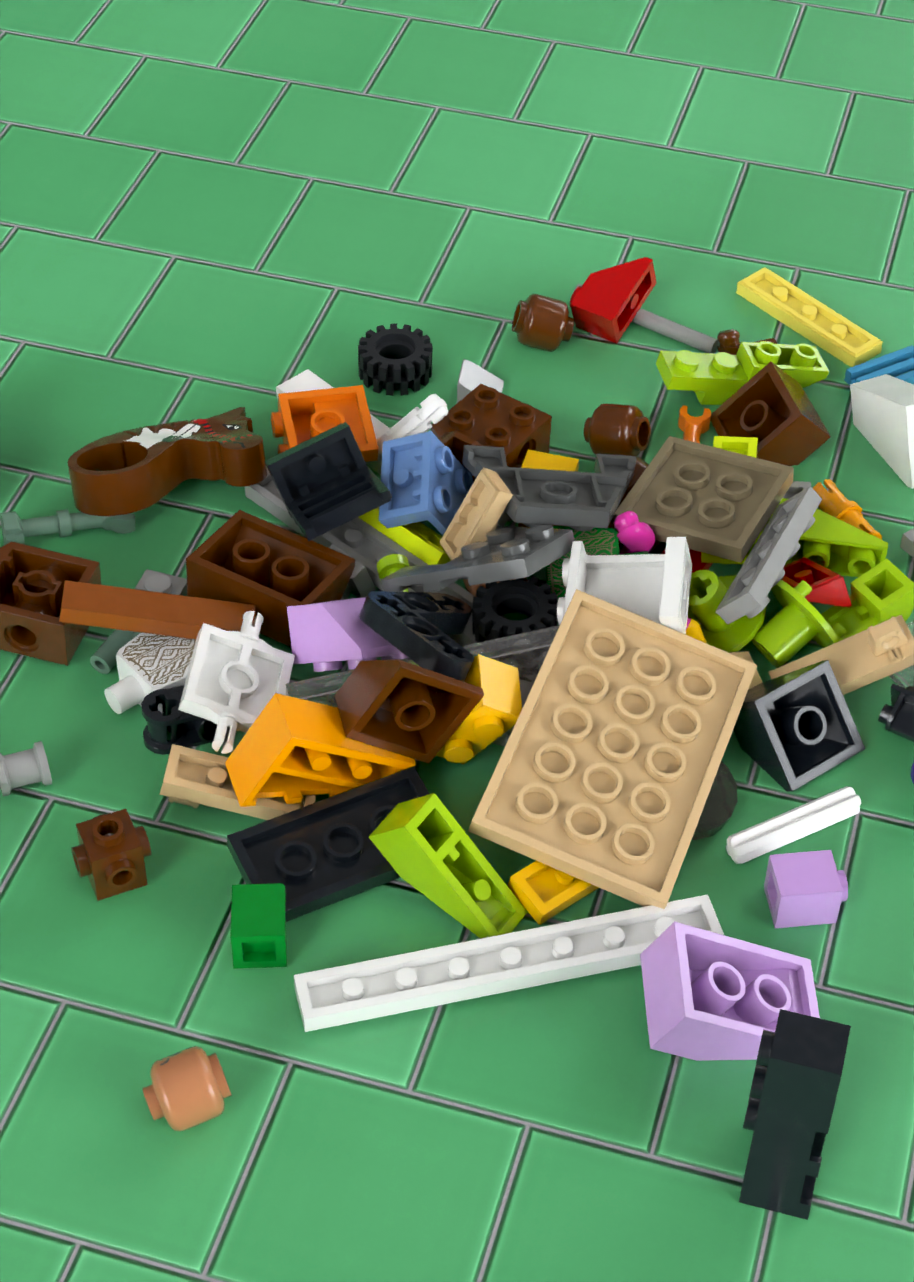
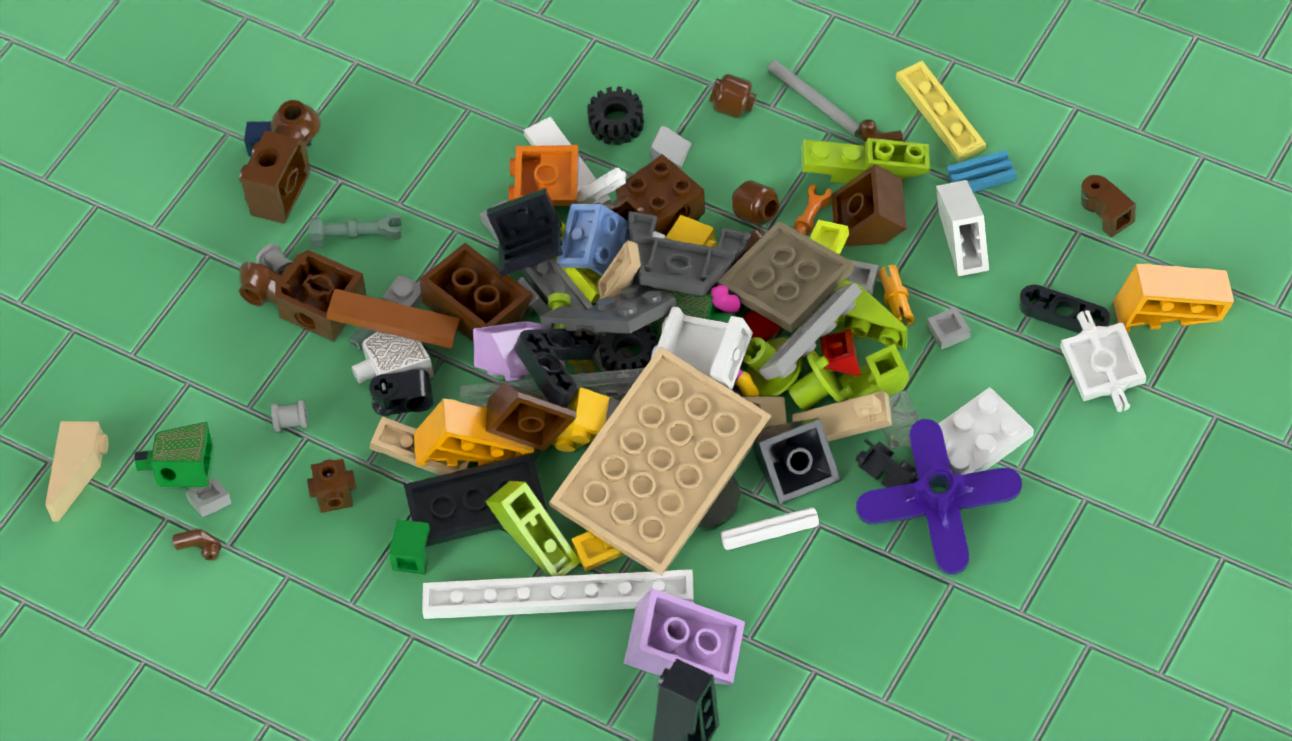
camera: 20 degrees right, 10 degrees up
(148, 462) = (426, 184): reddish brown animal -> none
(187, 1088) = (344, 643): nougat head -> none
(233, 678) = (430, 374): white plate -> none
(612, 298) = (790, 81): red slope -> none
(804, 888) = (756, 574): lavender brick -> none

